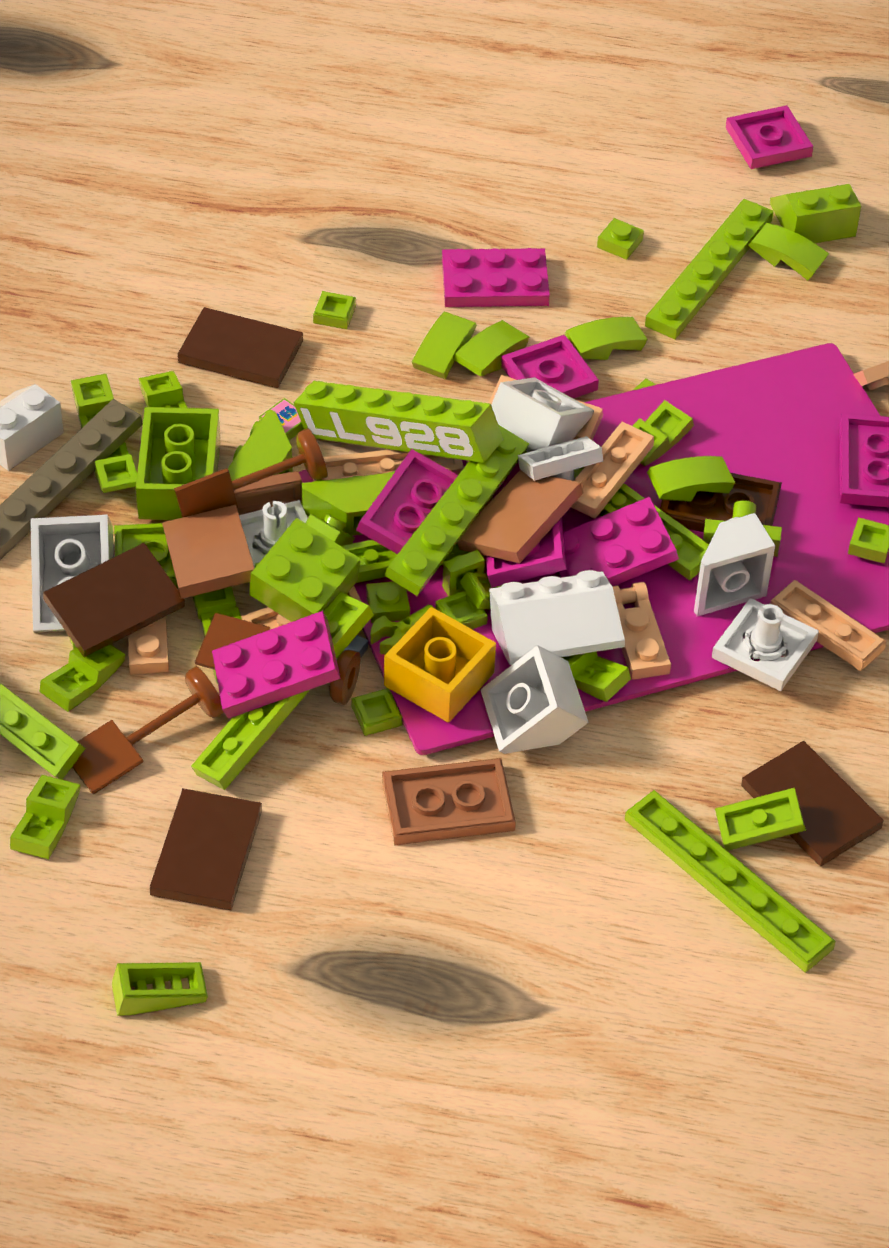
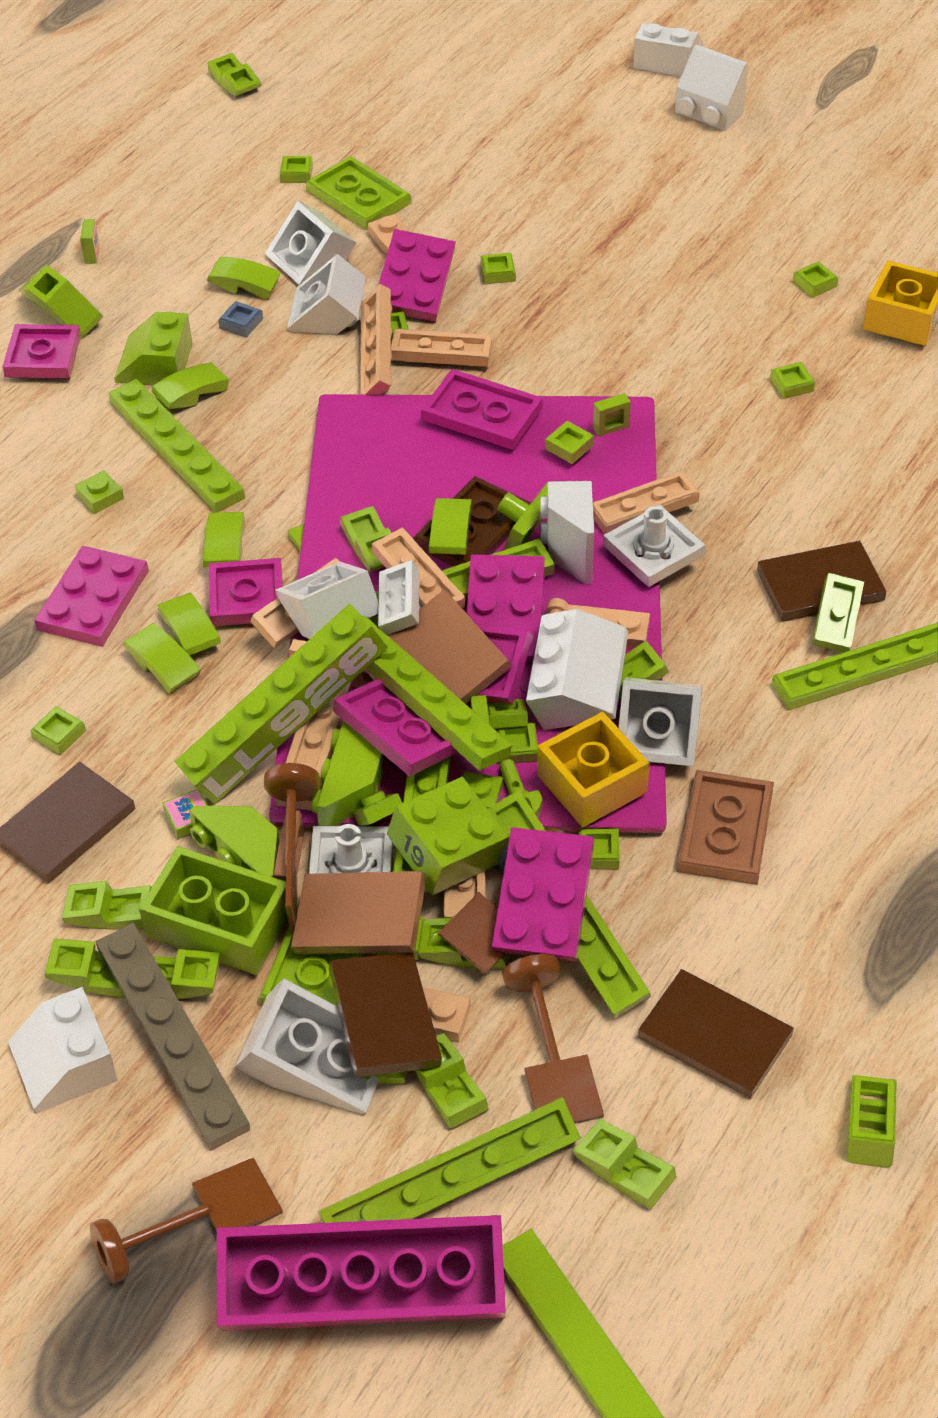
camera: 65 degrees left, 0 degrees up
(836, 121) = (60, 300): none -> lime slope

